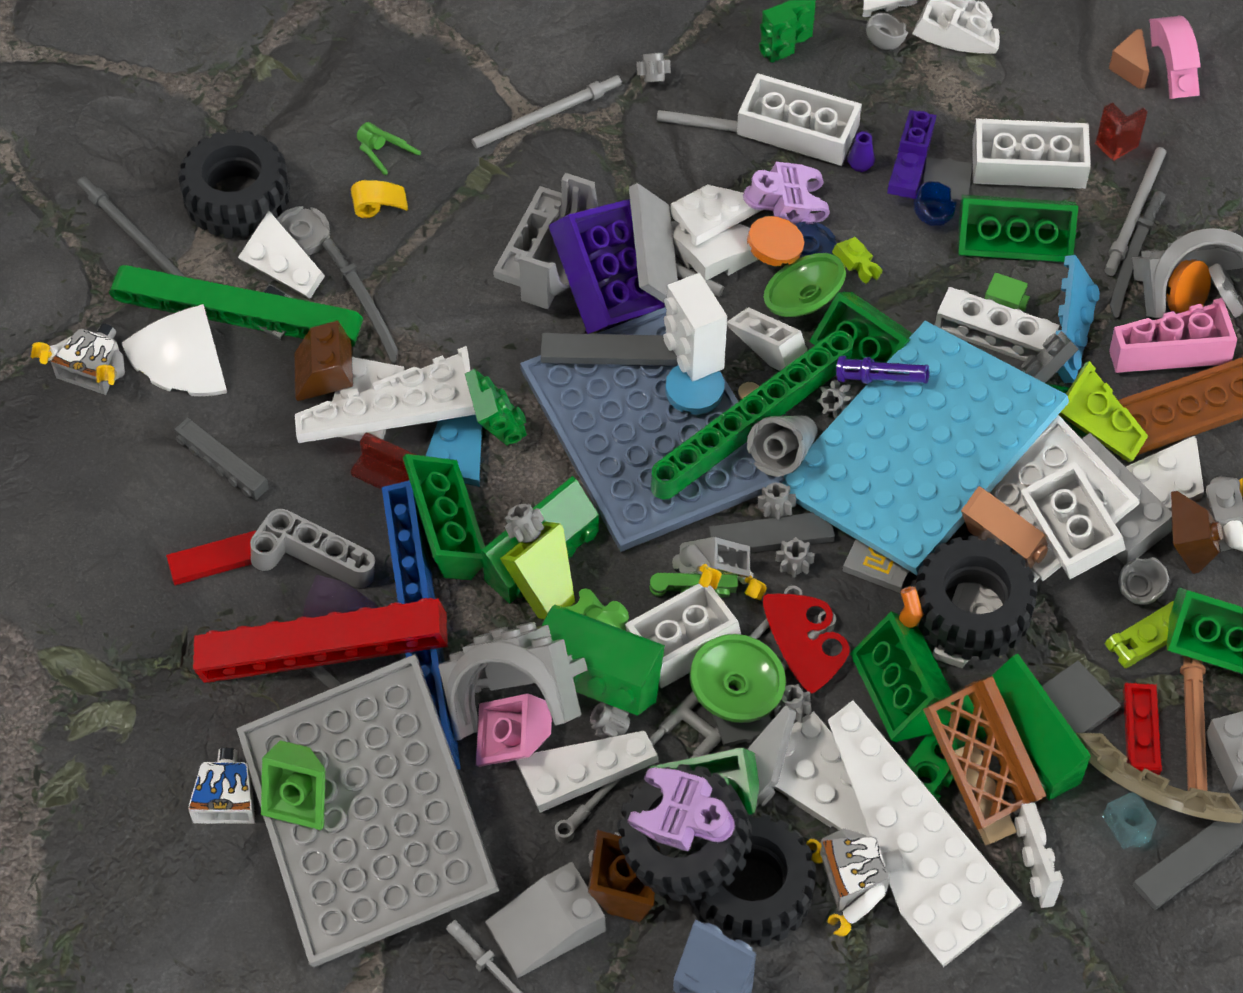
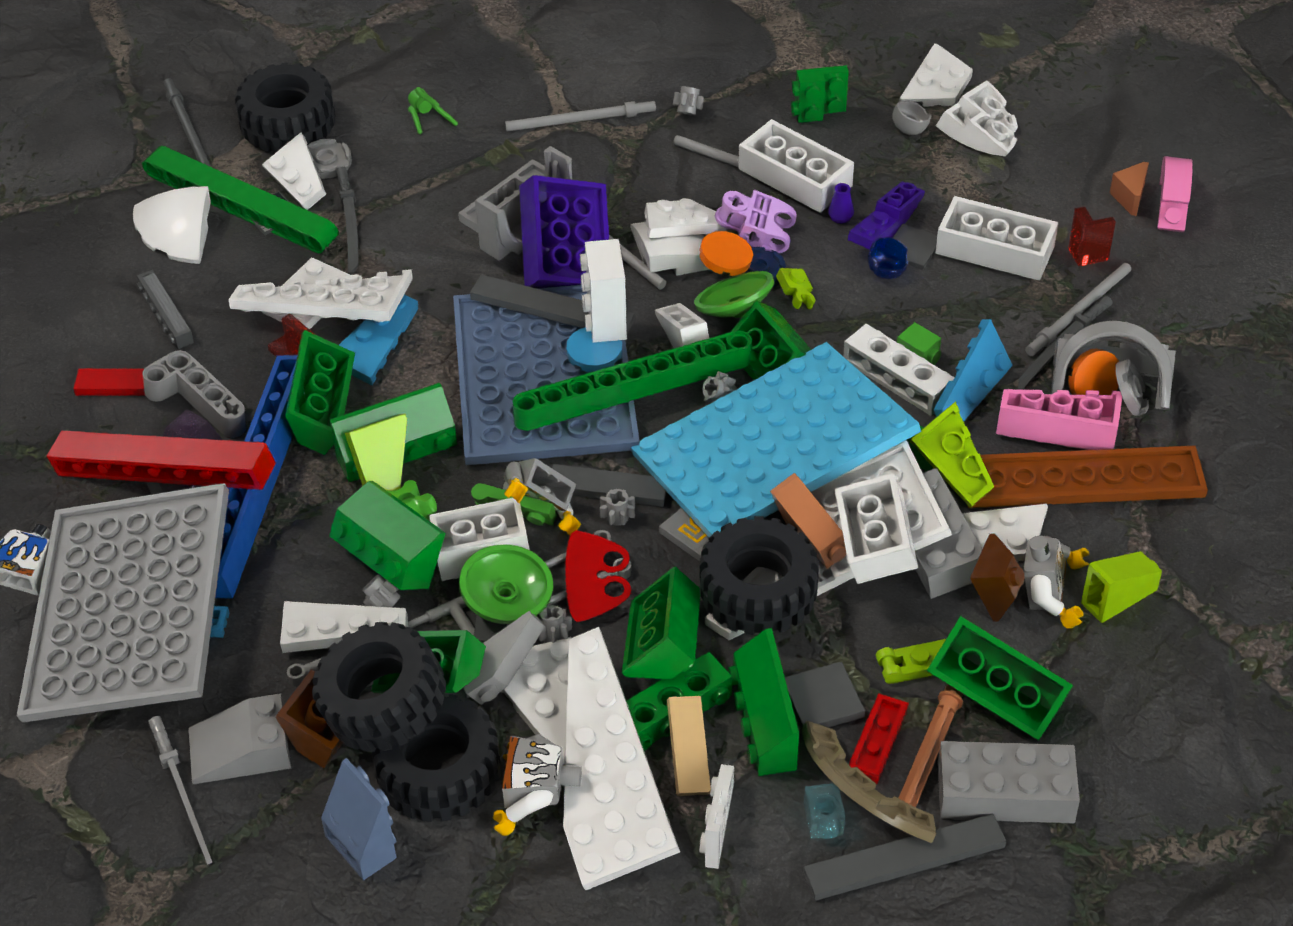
camera: 20 degrees right, 10 degrees down
(85, 358) = (93, 209): torso -> none
(293, 785) = (68, 561): bright green slope -> none
(323, 361) = (288, 253): reddish brown slope -> none
(371, 194) = (394, 141): yellow panel -> none
(494, 409) = (408, 322): green plate -> none
(510, 660) = (312, 515): light grey piece -> none
(511, 728) = (293, 574): bright pink slope -> none
(524, 523) = (373, 404): light grey gear -> none
(652, 242) = (614, 215): light grey tile -> none
(683, 811) = (373, 657): lavender piece -> none
(776, 500) = (623, 457): light grey gear -> none
(780, 443) = (646, 406): light grey cone -> none
(868, 369) = (754, 368): dark purple pin -> none
(912, 610) = (690, 570): orange arm -> none
(1002, 742) = (726, 709): dark orange fence -> none
(1017, 228) = (955, 294): green slope -> none
(1056, 353) = (933, 392): dark grey plate -> none
(1143, 580) = (936, 610): light grey hair -> none

